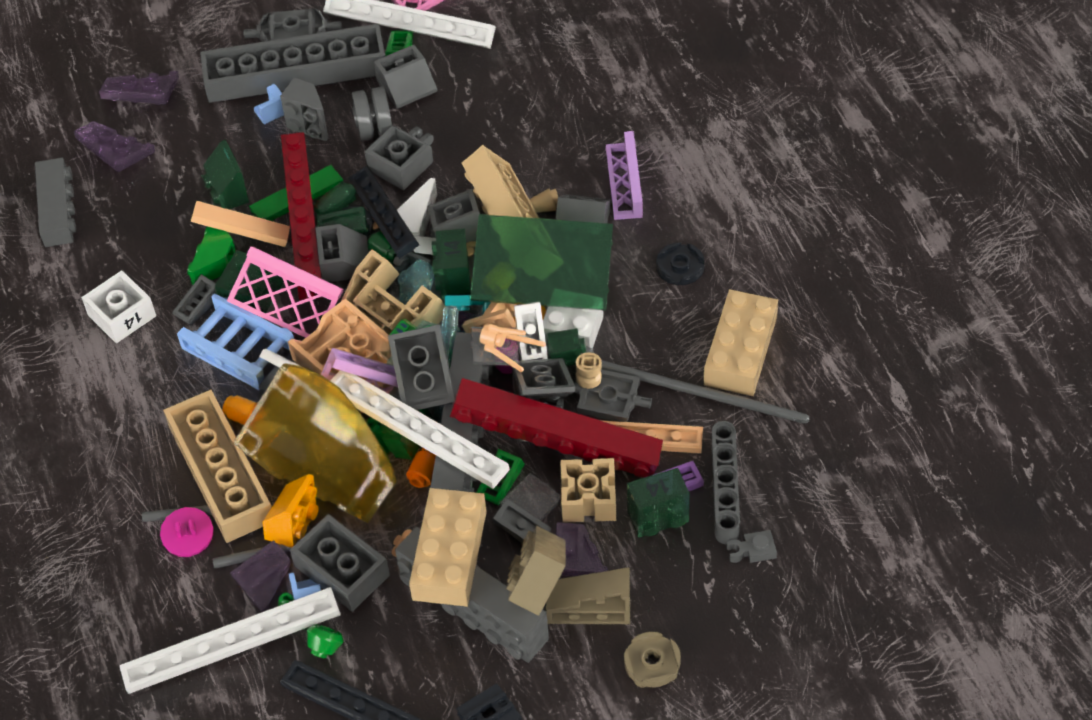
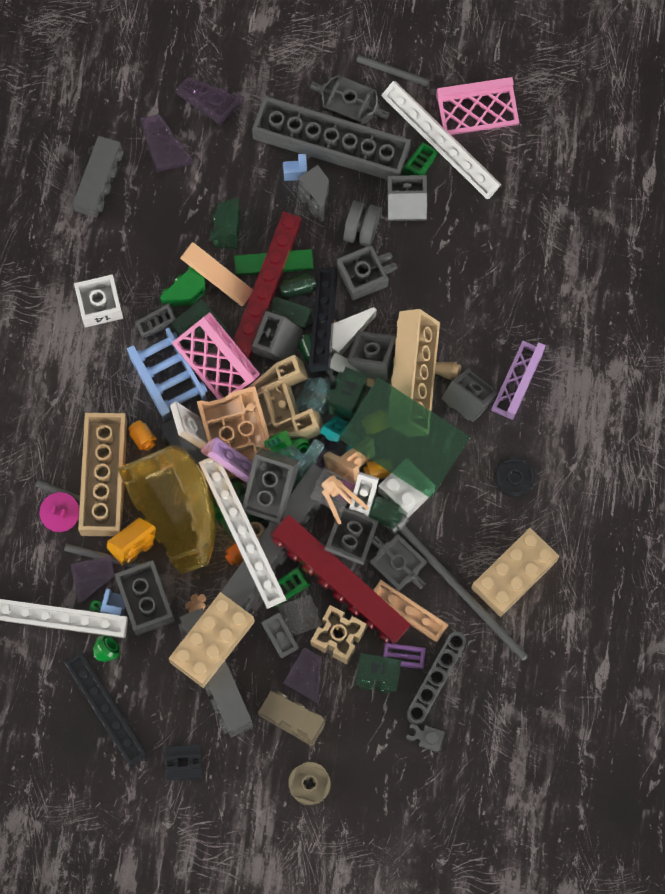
camera: 25 degrees right, 20 degrees up
(536, 569) = (261, 687): dark tan brick -> none
(588, 370) = (391, 545): tan wheel -> none

